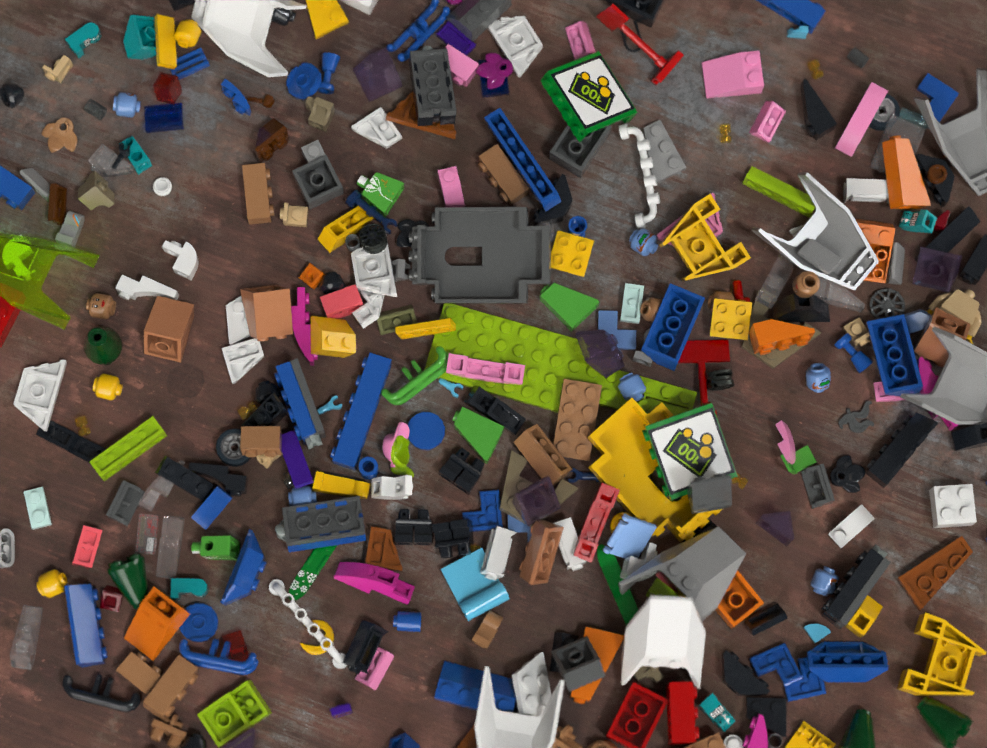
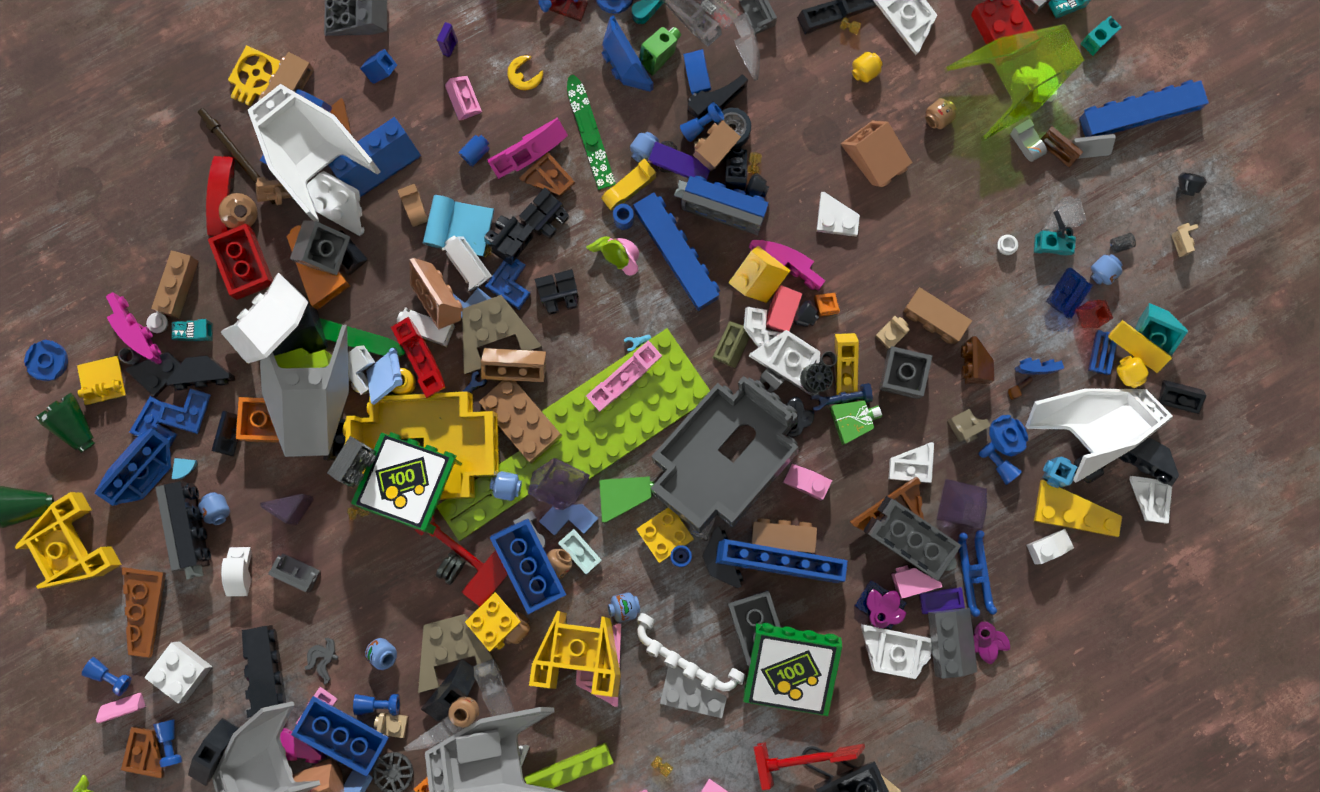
camera: 135 degrees right, 5 degrees up
(60, 138) = (1121, 194): medium nougat plate -> none
(82, 38) = (1198, 281): teal leg -> none
(96, 192) = (1045, 184): dark tan brick -> none
(103, 345) = (906, 90): dark green cone -> none
(128, 448) = (800, 42): lime fence -> none
(132, 289) = (936, 149): white slope -> none
(184, 478) = (737, 65): black plate -> none
(187, 259) = (925, 214): white brick -> none
(242, 358) = (802, 192): white wing -> none
(257, 473) = (695, 126): none -> blue piece
(268, 311) = (824, 240): nougat slope -> none
(278, 589) = (491, 76): white bar -> none
(302, 28) = (1065, 469): none -> dark azure brick
(312, 151) = (935, 390): light grey brick -> none
(322, 524) = (608, 142): dark grey piece -> none
(329, 406) = (703, 230): medium azure piece -> none
(364, 647) = (483, 98): black window -> none
(391, 488) = (592, 223): white brick -> none
(421, 381) = (660, 312): bright green piece -> none
(425, 328) = (701, 357): yellow tile -> none
(426, 431) = (617, 291): blue tile -> none
(478, 432) = (579, 330): bright green slope -> none
(494, 409) = (586, 359): black slope -> none
(536, 501) = (477, 324): slope -> none
(580, 40) = (852, 710): bright pink slope -> none
(681, 713) = (209, 297): red brick -> none
(738, 291) = (512, 651): red arm -> none
(778, 335) = (446, 640): orange slope -> none
(787, 445) = (345, 575): bright pink slope -> none
(803, 460) = (329, 575): bright green bracket -> none
(850, 474) = (282, 610): black plate -> none
(864, 617) = (151, 515): yellow slope -> none

